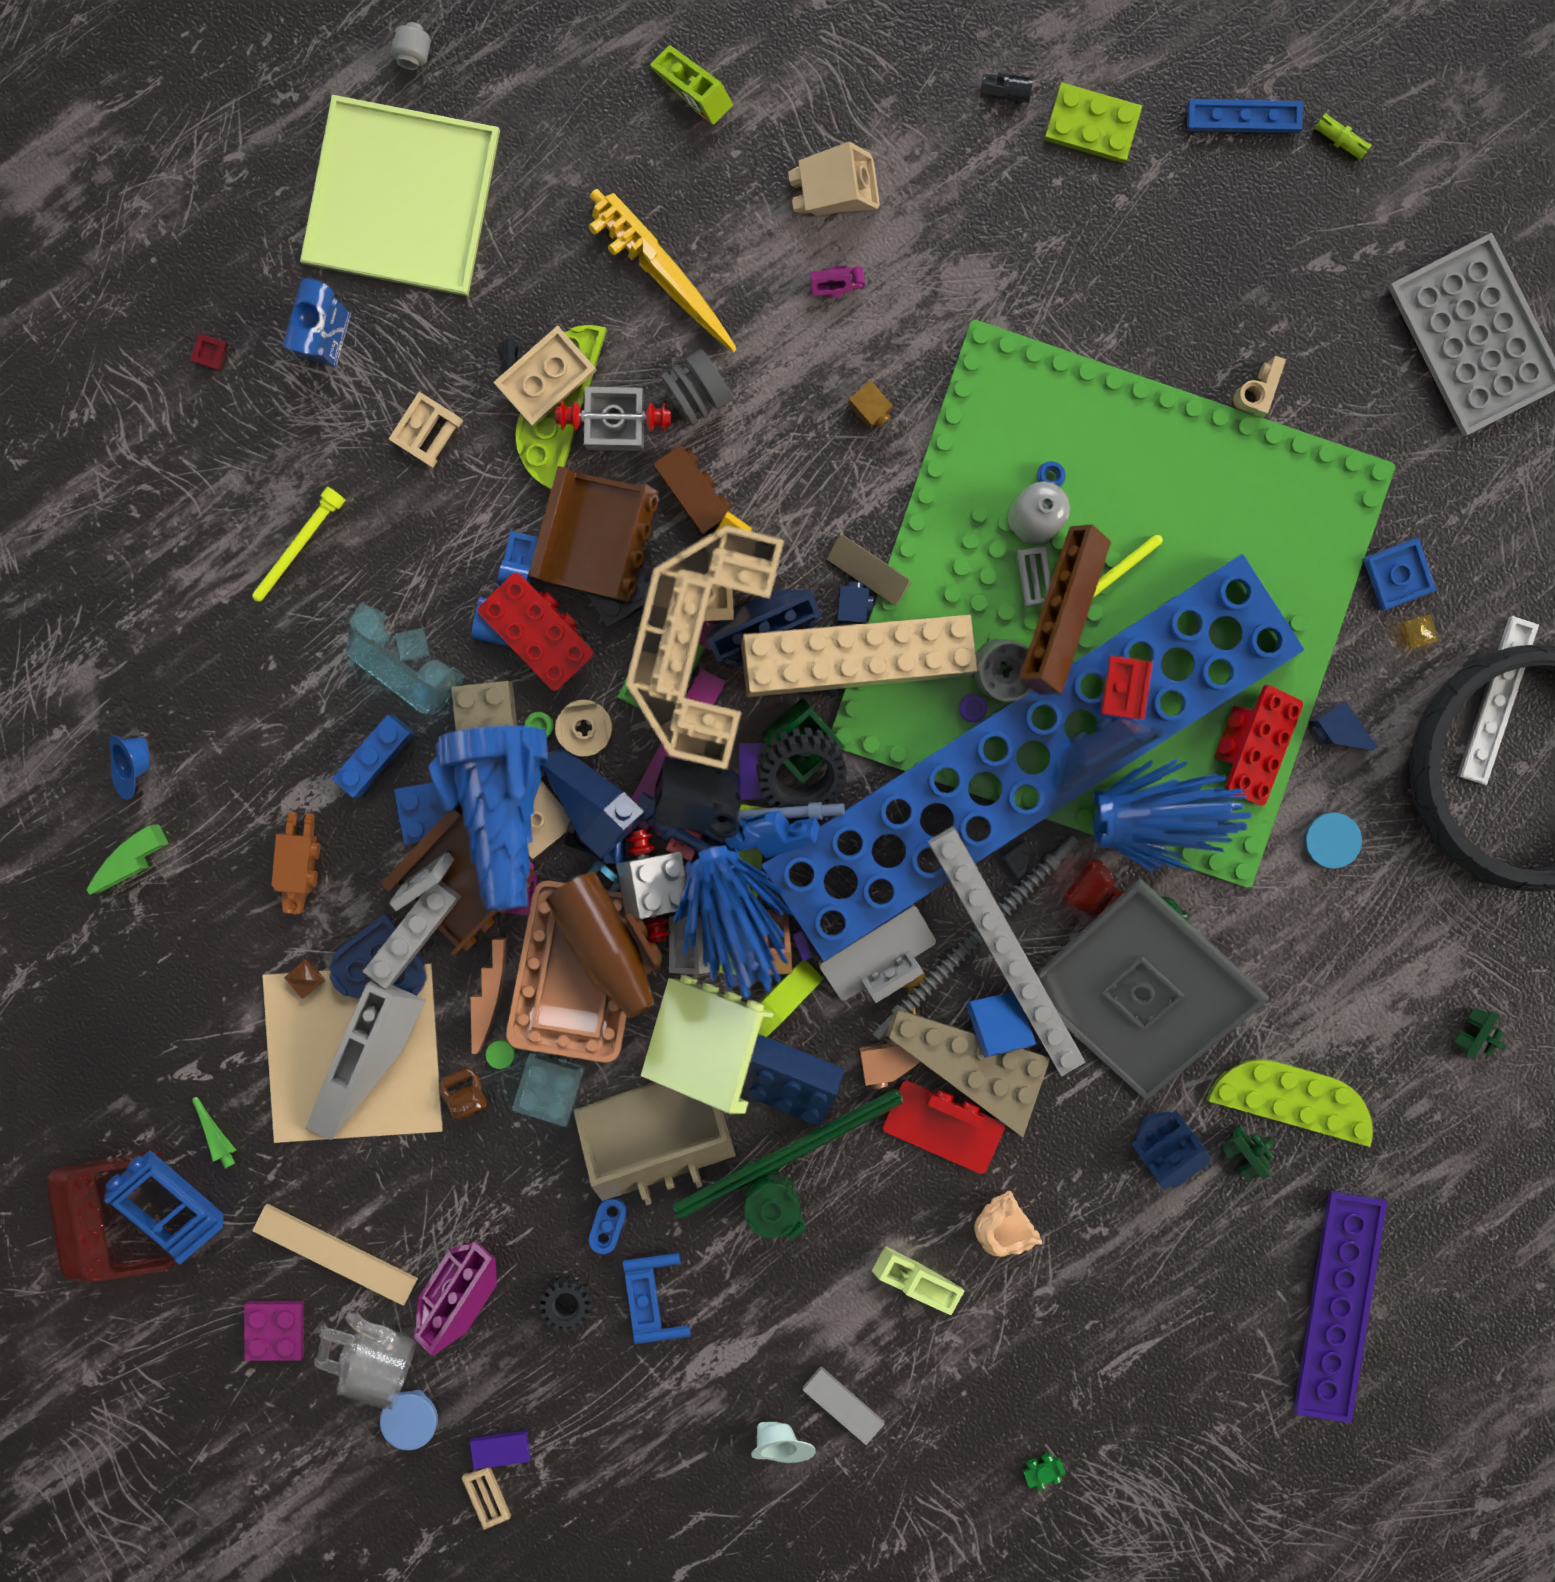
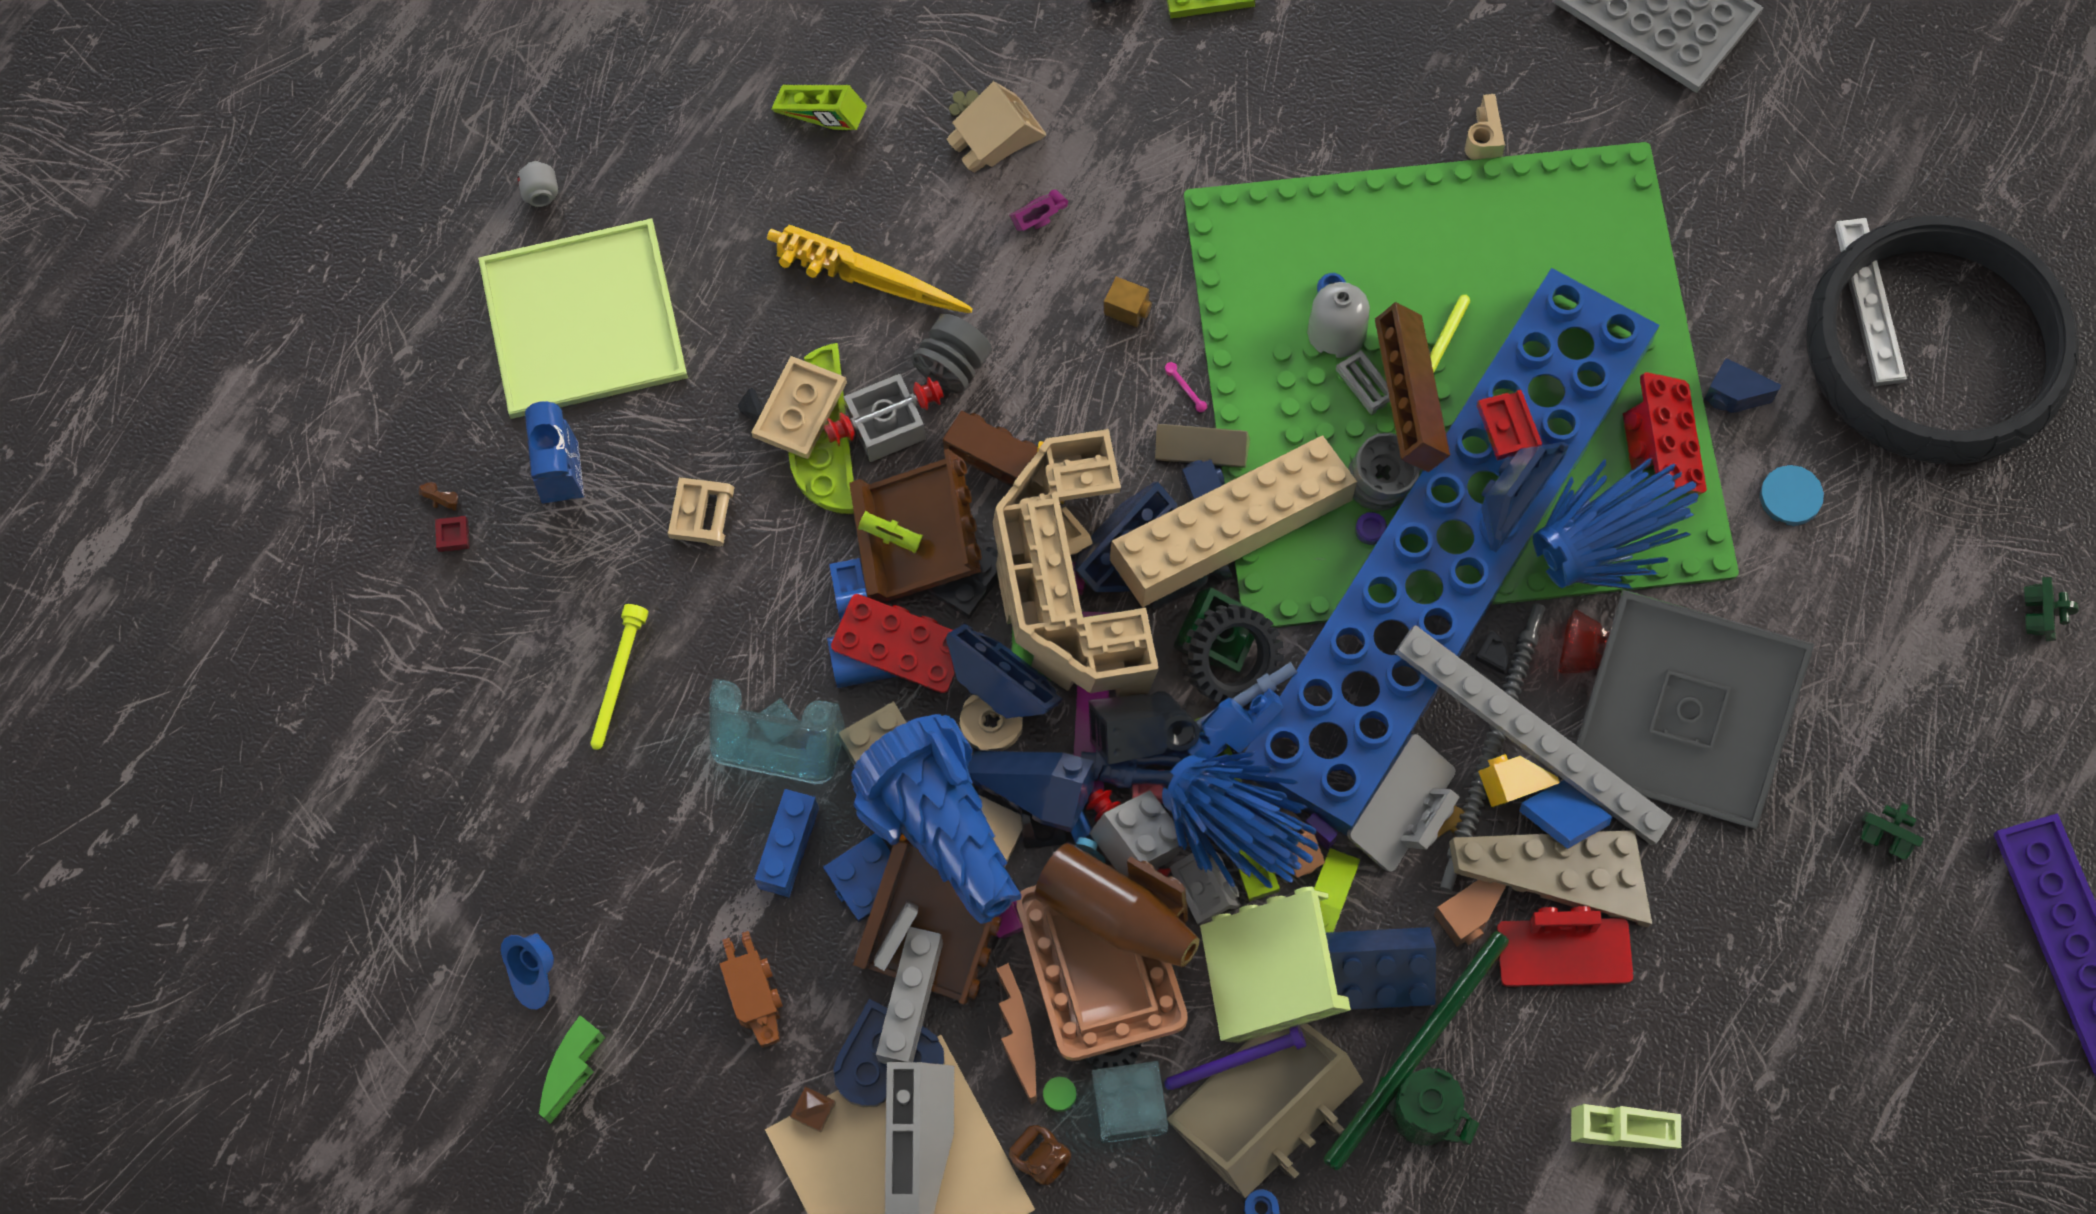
camera: 25 degrees left, 20 degrees down
(218, 317) = (447, 499): none -> reddish brown piece
(570, 530) = (871, 522): none -> lime pin
(605, 700) = (999, 675): none -> dark blue wedge
(645, 1095) = (1294, 1038): none -> dark purple bar
(748, 775) = (1178, 686): dark purple tile -> none
(821, 141) = (961, 102): none -> olive plant
(879, 483) = (1171, 369): none -> dark pink hinge
(974, 979) = (1513, 779): none -> yellow slope
(1004, 1228) = (1681, 1023): light nougat hair -> none
(1170, 1148) = (1810, 861): dark blue piece -> none
(1295, 1098) = (1905, 758): lime plate -> none
(1399, 574) = (1709, 232): blue tile -> none
(1420, 631) = (1759, 273): clear yellow tile -> none

